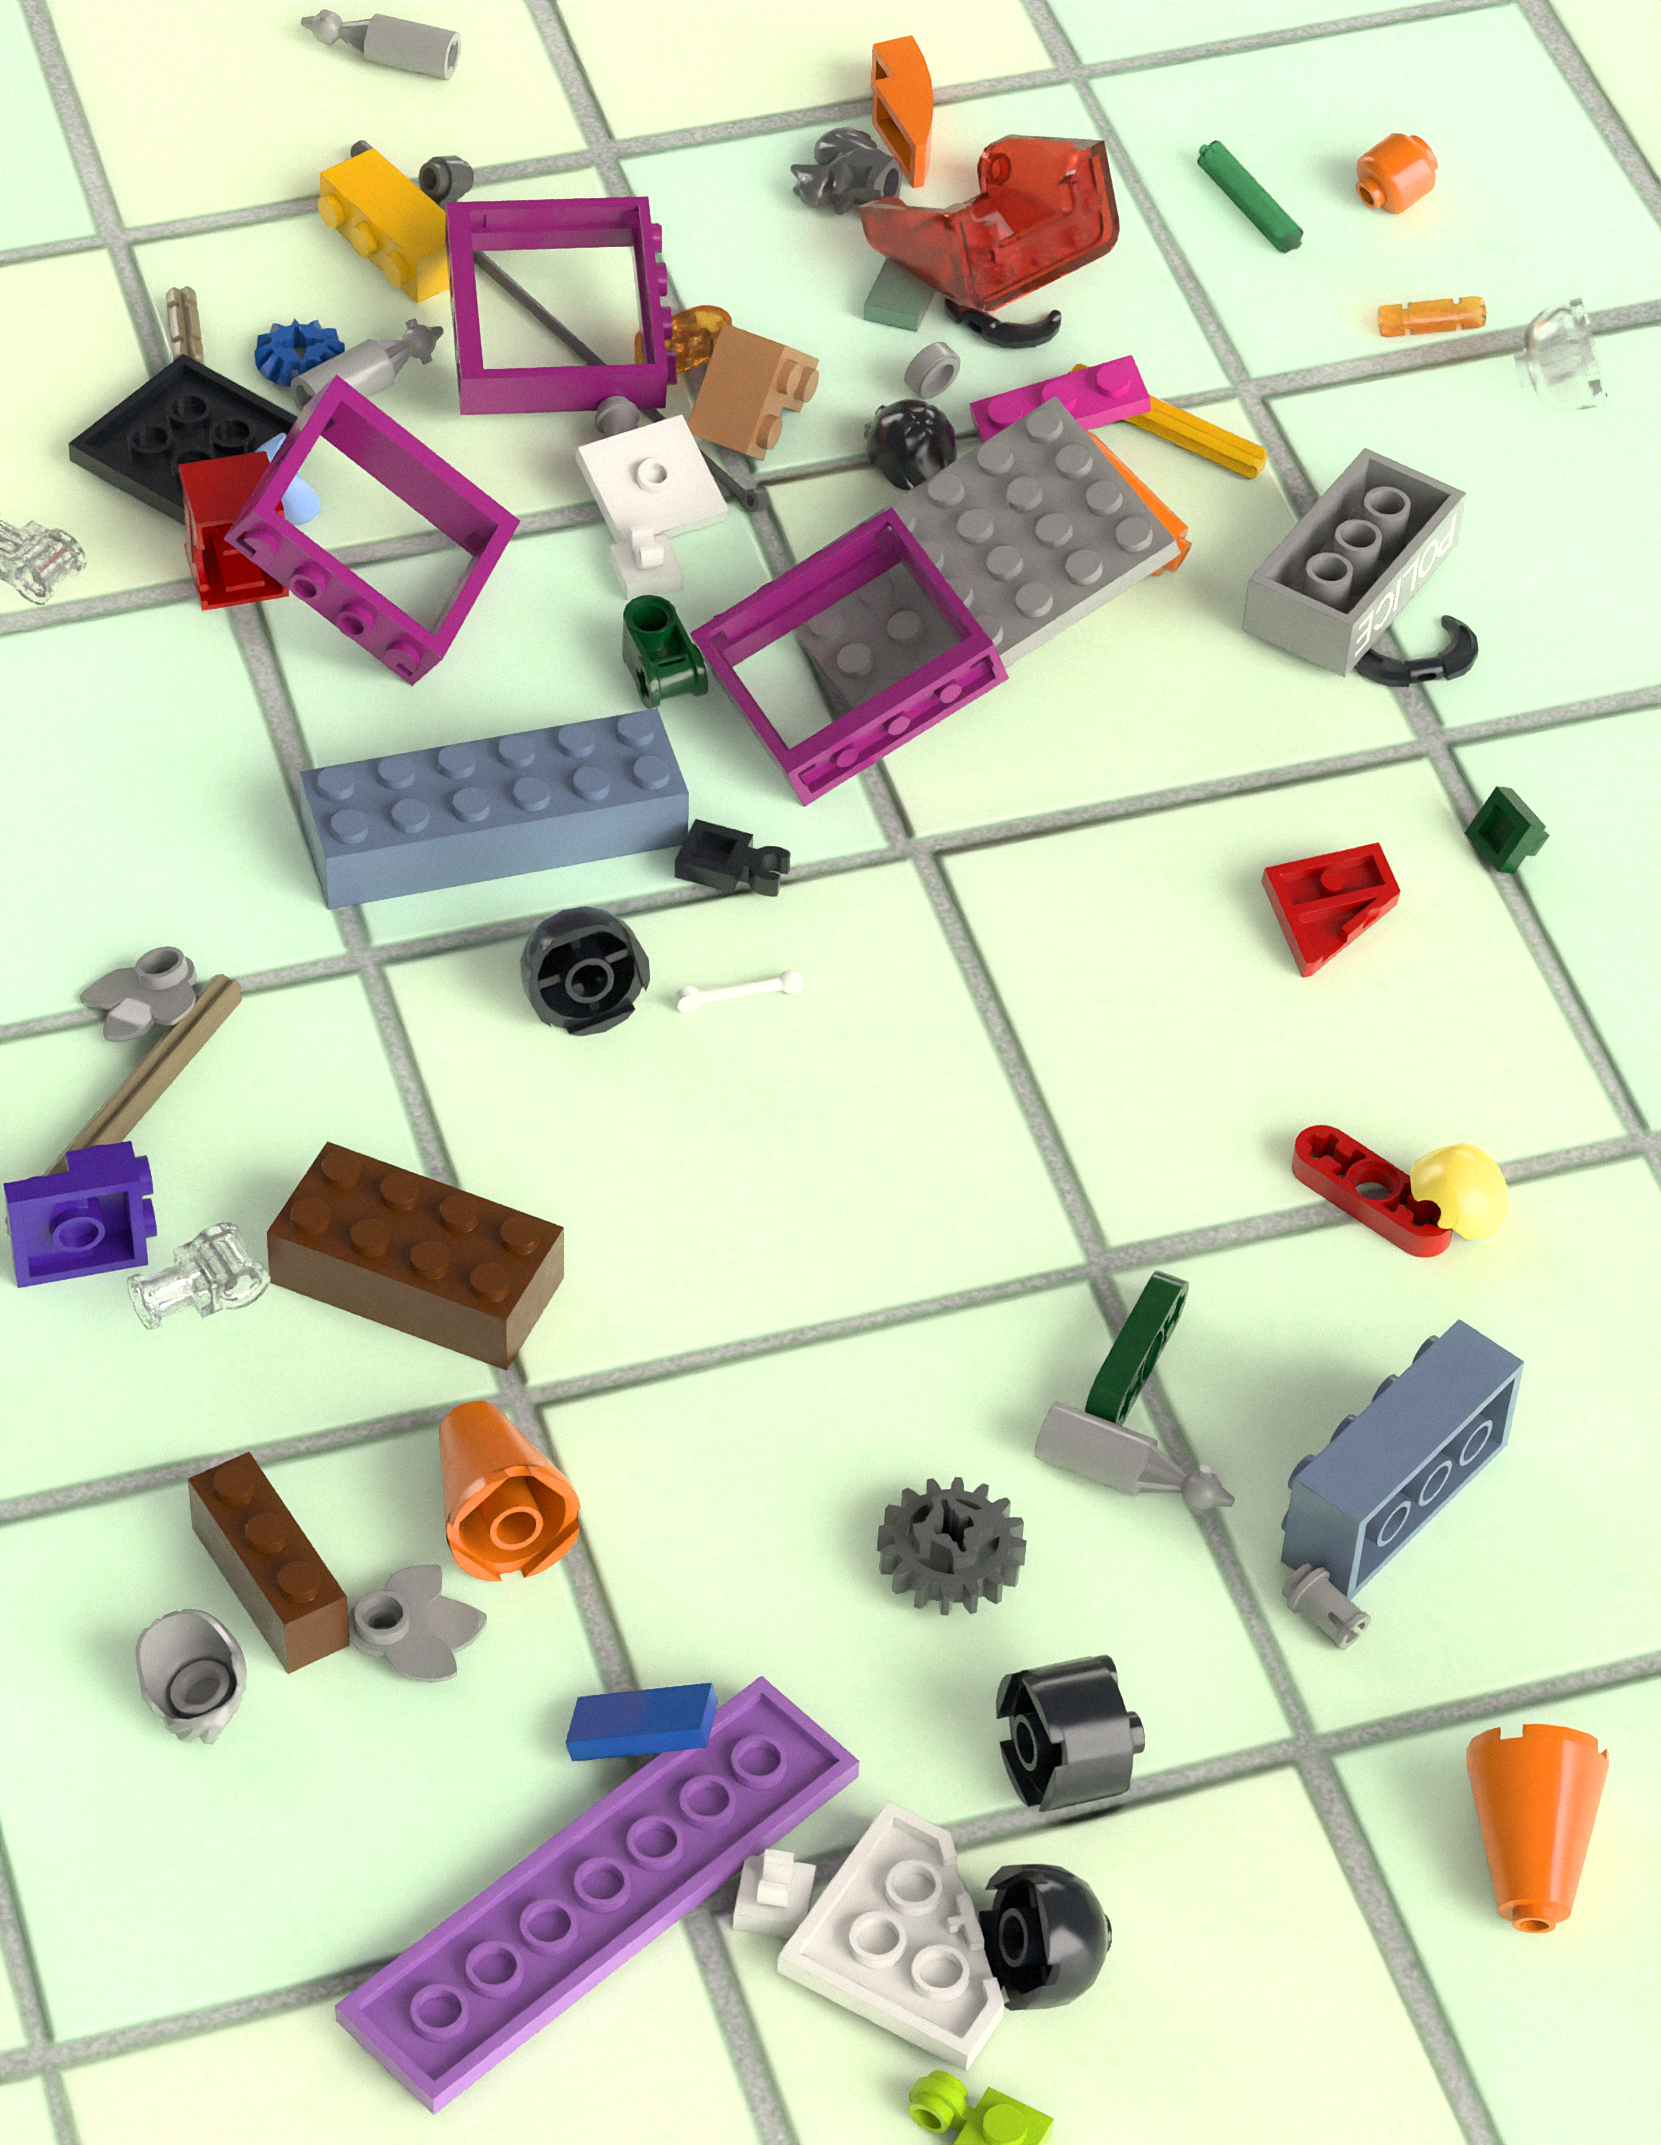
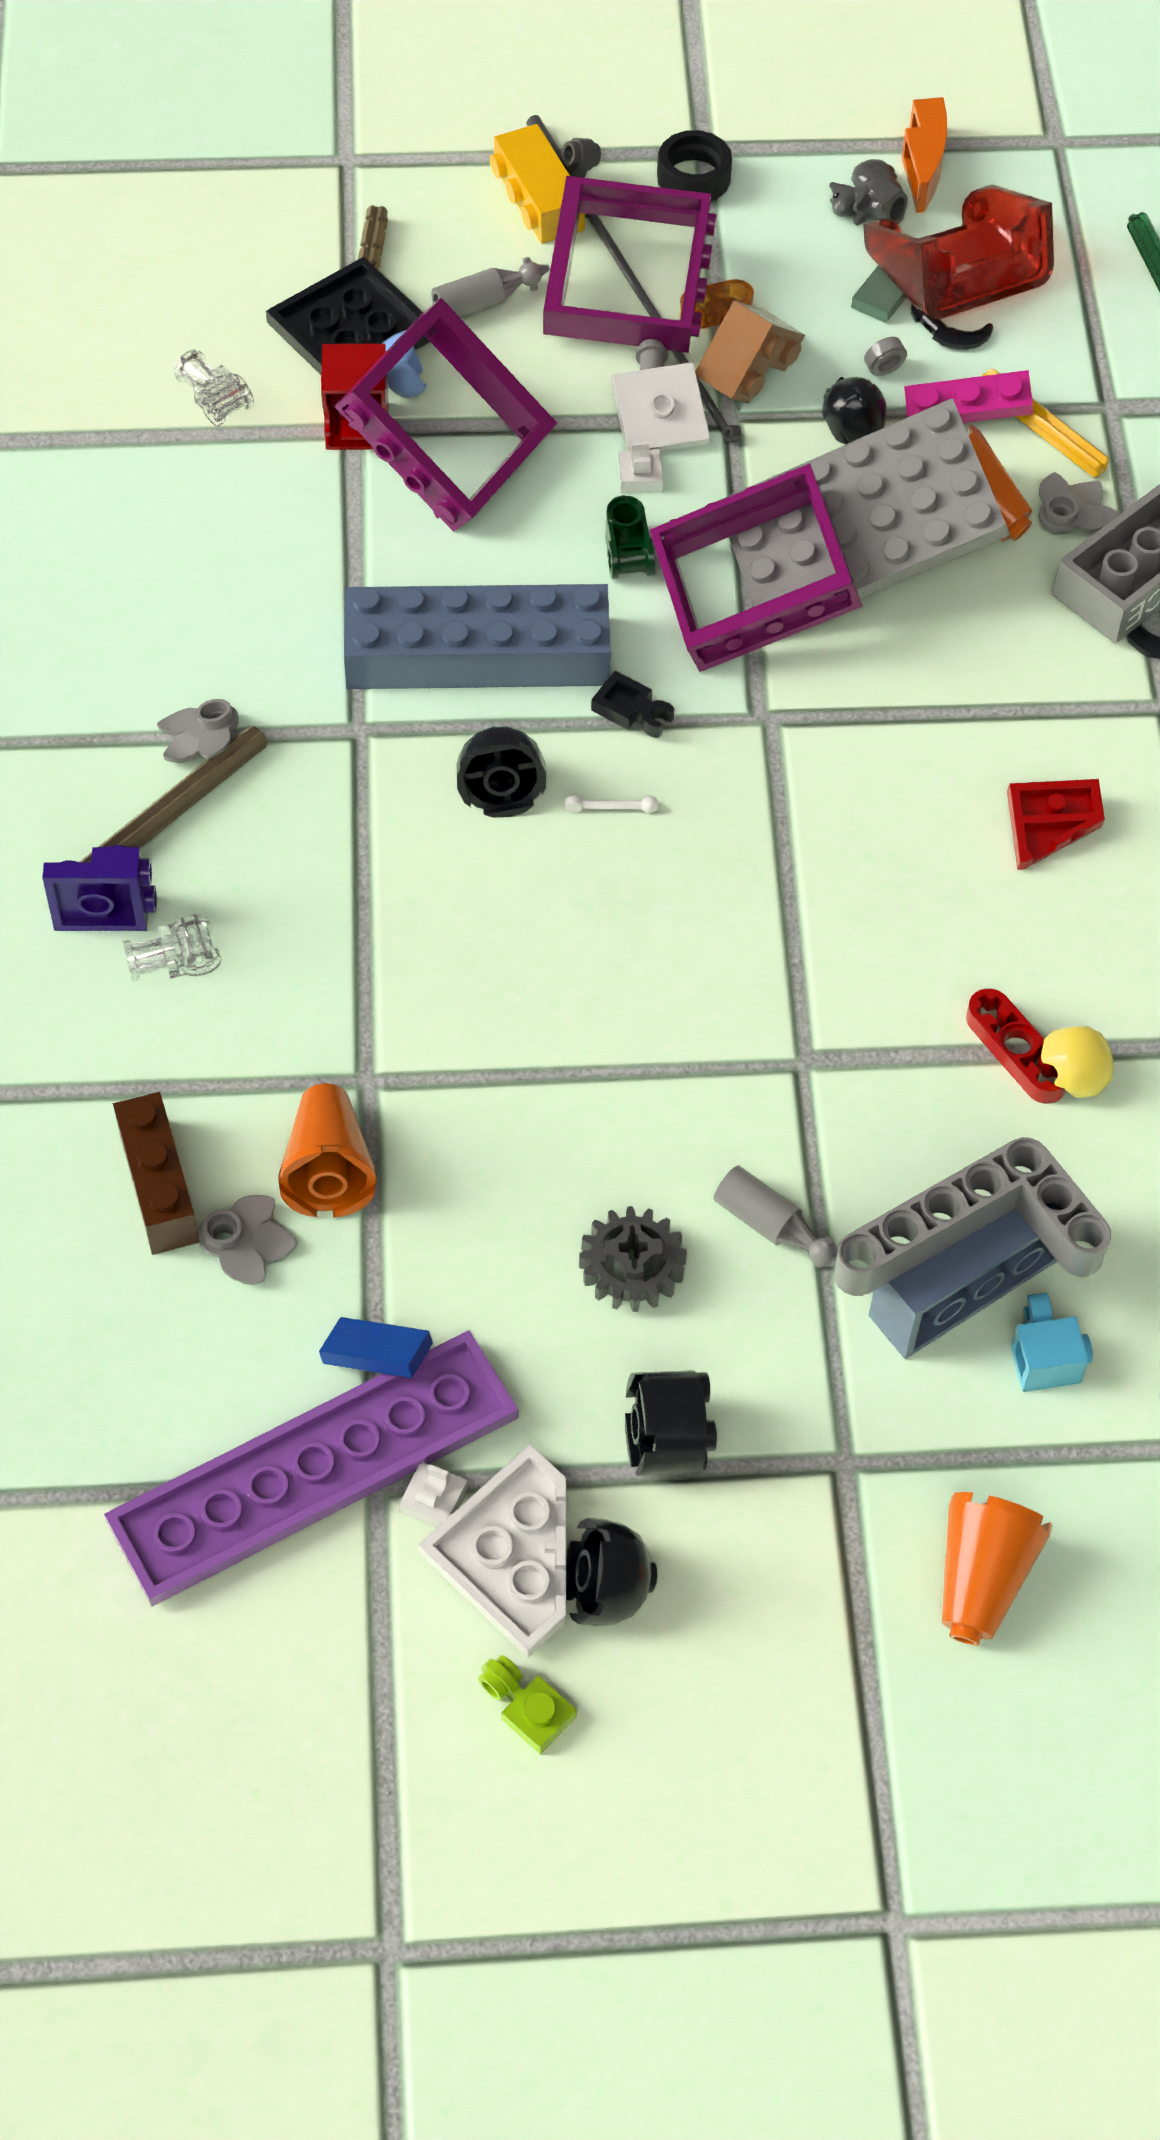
camera: 15 degrees right, 10 degrees up
(191, 1673) = (78, 1246): light grey hair -> none
(276, 355) = (430, 263): blue gear -> none
(392, 41) = (579, 44): light grey wheel -> none
(416, 1255) = (324, 963): reddish brown brick -> none
(602, 148) = (695, 146): none -> black tyre
(1137, 1348) = (809, 1136): dark green beam -> none
(1236, 517) = (1072, 506): none -> light grey plate
(1324, 1604) = (887, 1359): light grey pin -> none
(1433, 1330) = (971, 1212): none -> light grey beam
(1531, 1550) = (1049, 1350): none -> medium azure brick

